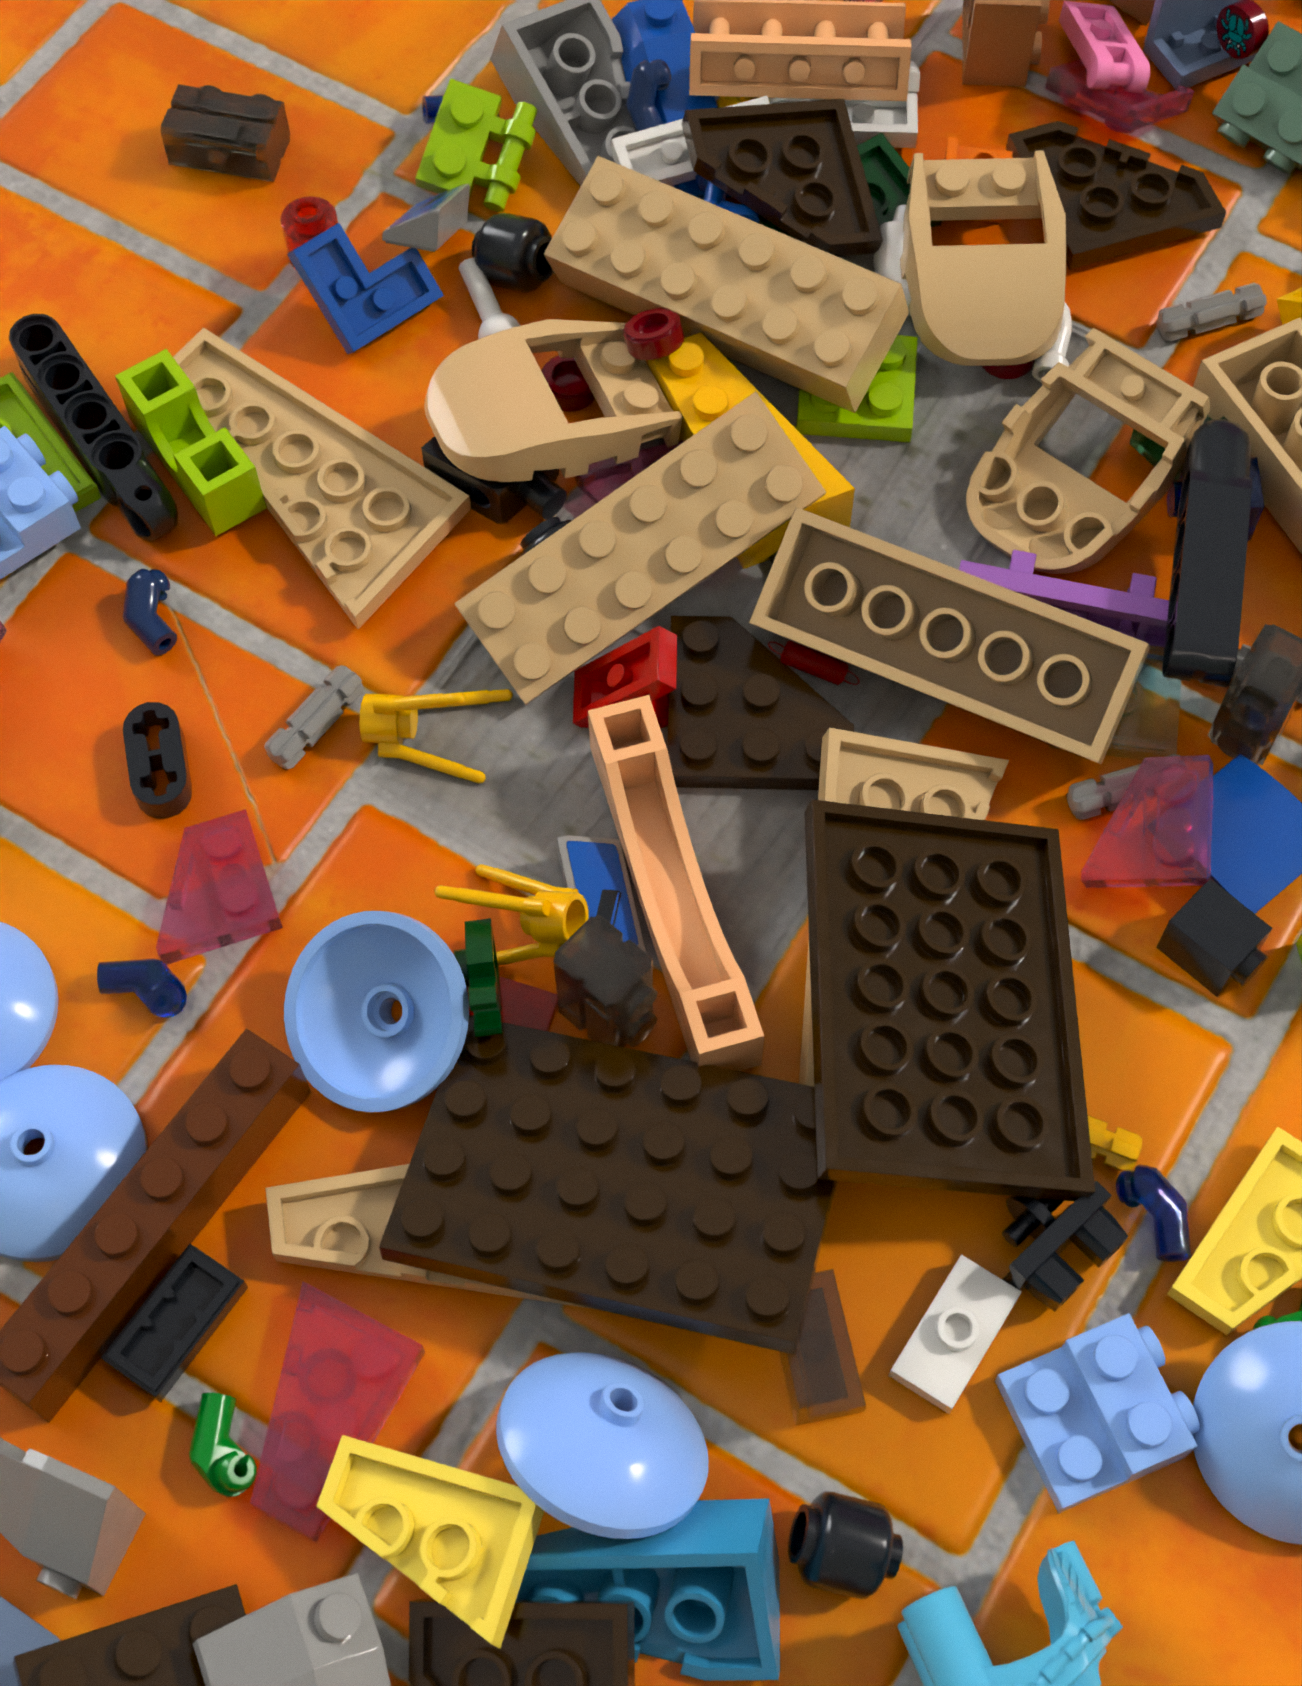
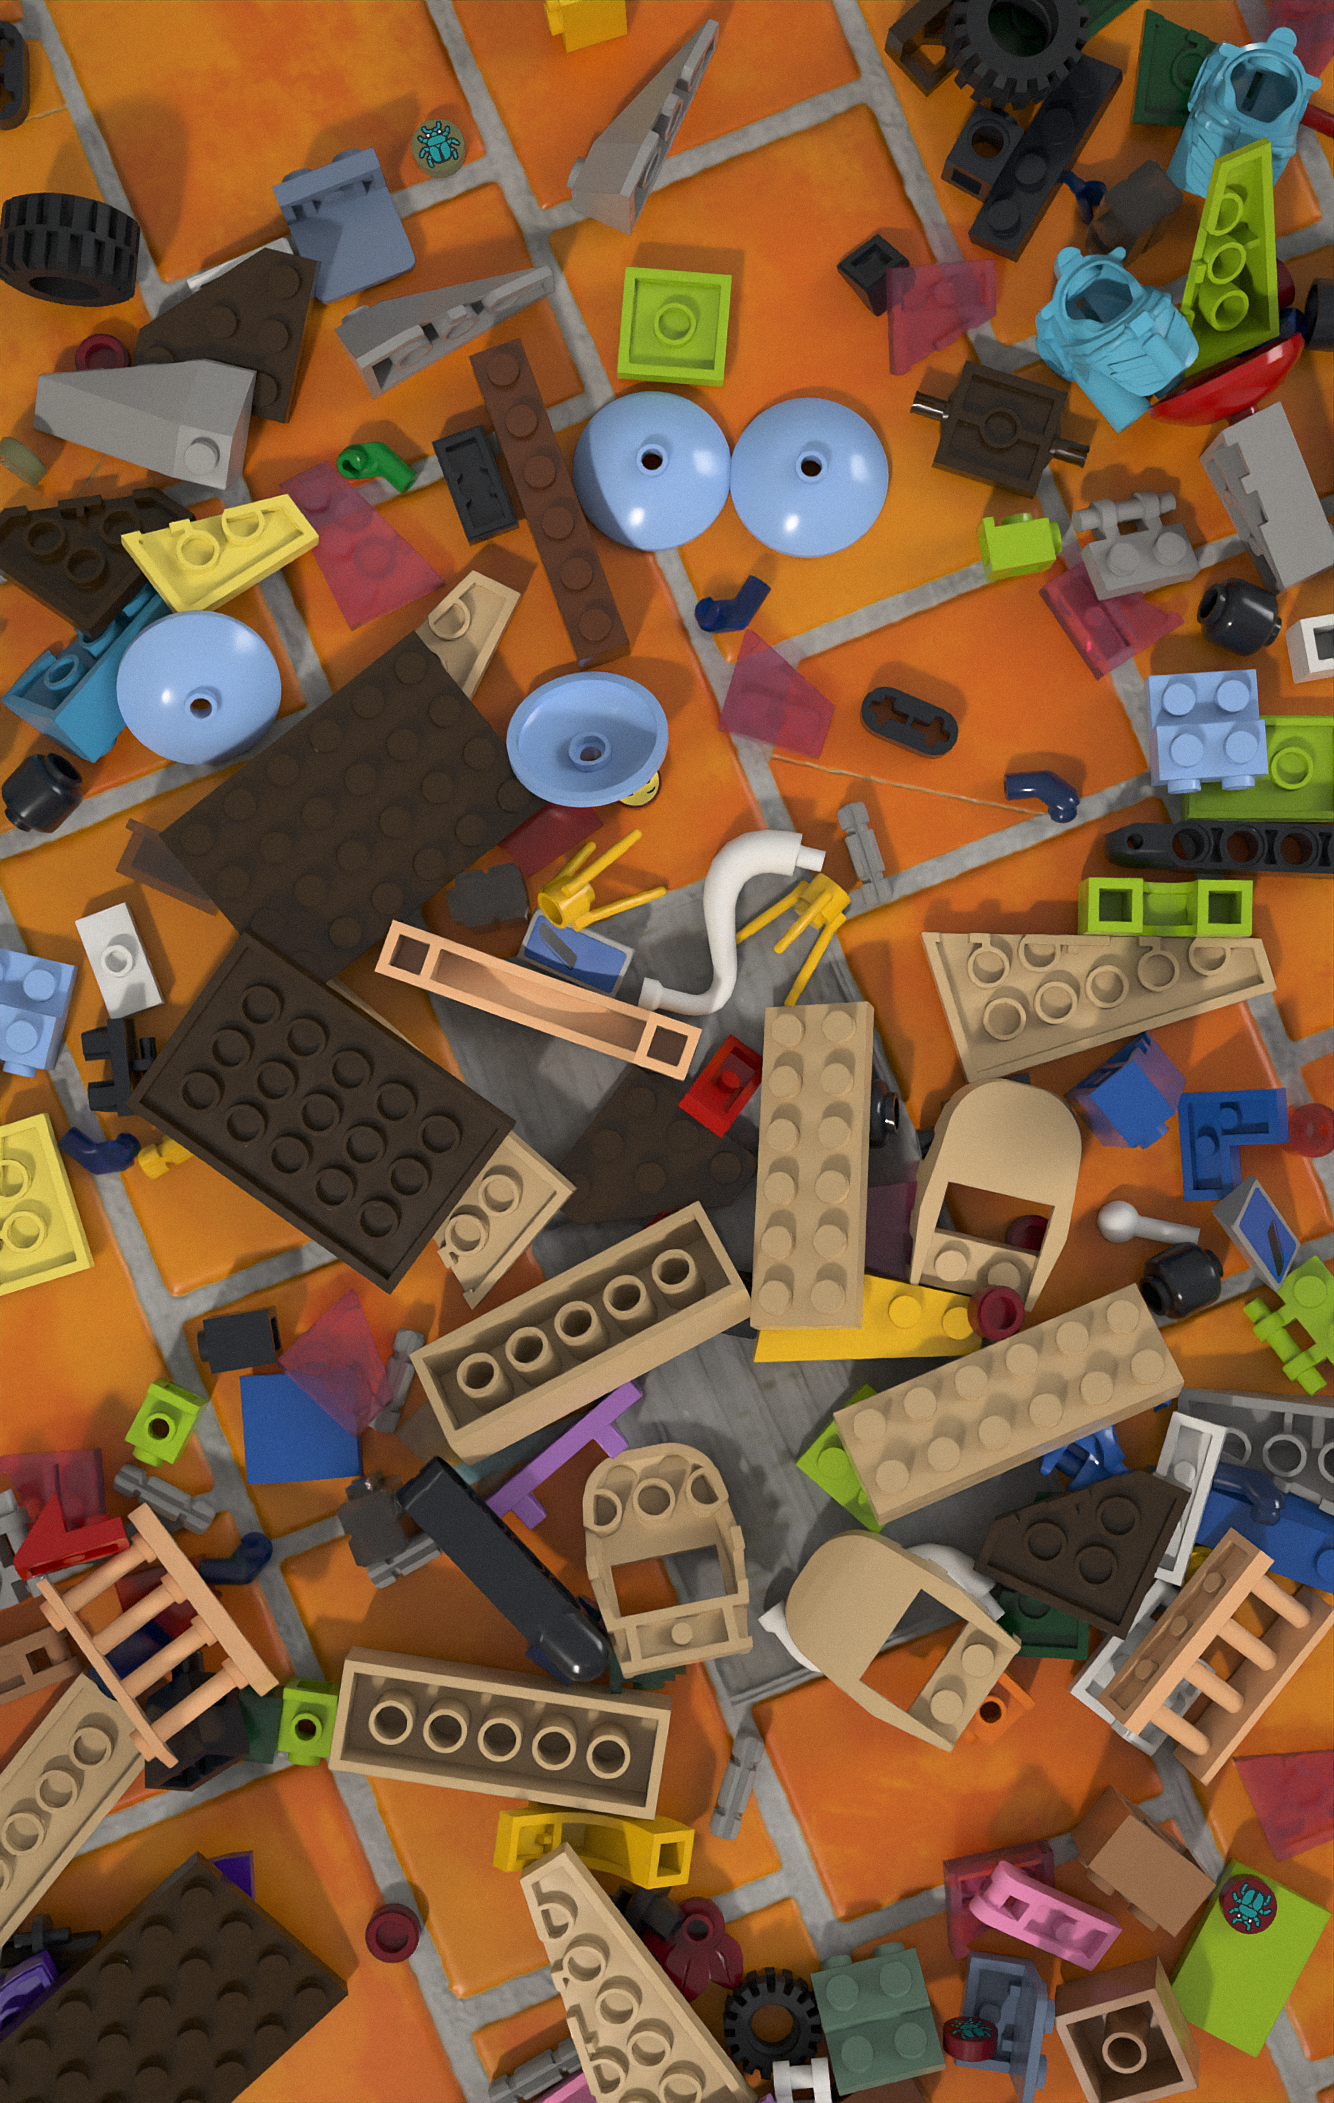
camera: 125 degrees right, 25 degrees up
(385, 353) = (1129, 1095): none -> blue wedge
(419, 815) = (730, 869): none -> white animal
(481, 976) = (566, 825): dark green plate -> none
(1117, 196) = (903, 1801): dark brown plate -> none

